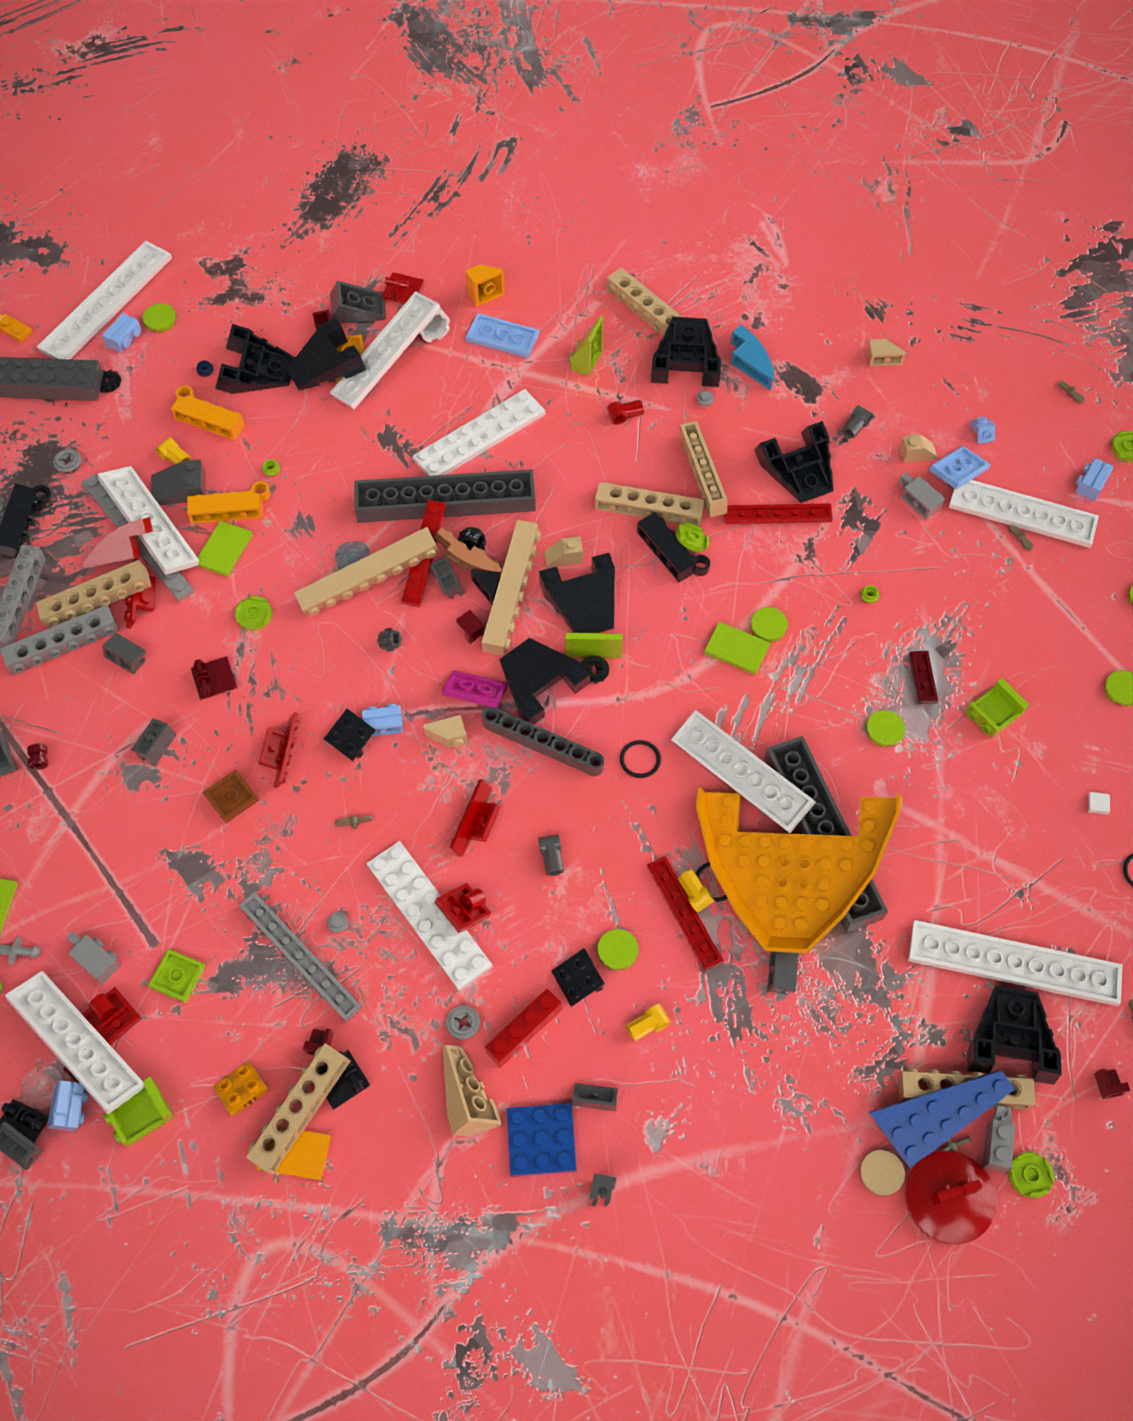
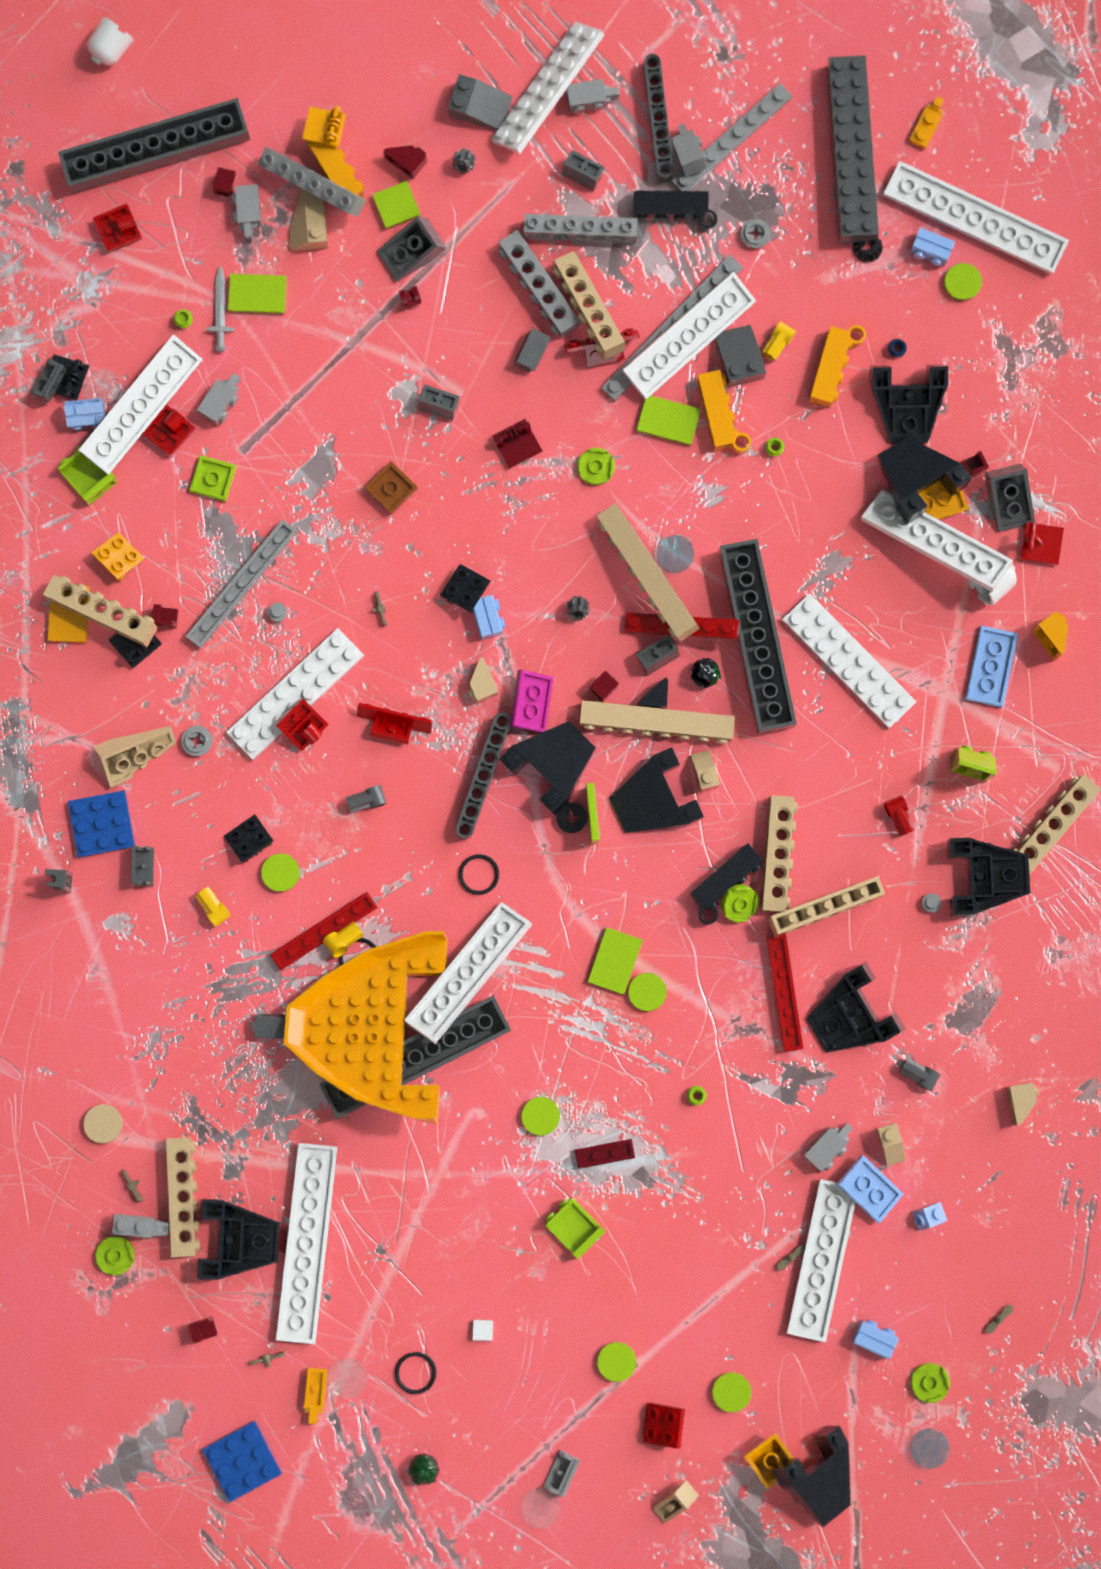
camera: 80 degrees right, 20 degrees up
(119, 544) = (648, 317): slope -> none
(277, 748) = (445, 521): red bracket -> none
(462, 556) = (678, 675): nougat slope -> none
(523, 1028) = (195, 795): red brick -> none
(751, 357) = (995, 950): dark azure slope -> none
(932, 1118) = (150, 1165): blue wing -> none
(950, 1197) = (87, 1183): red bracket -> none

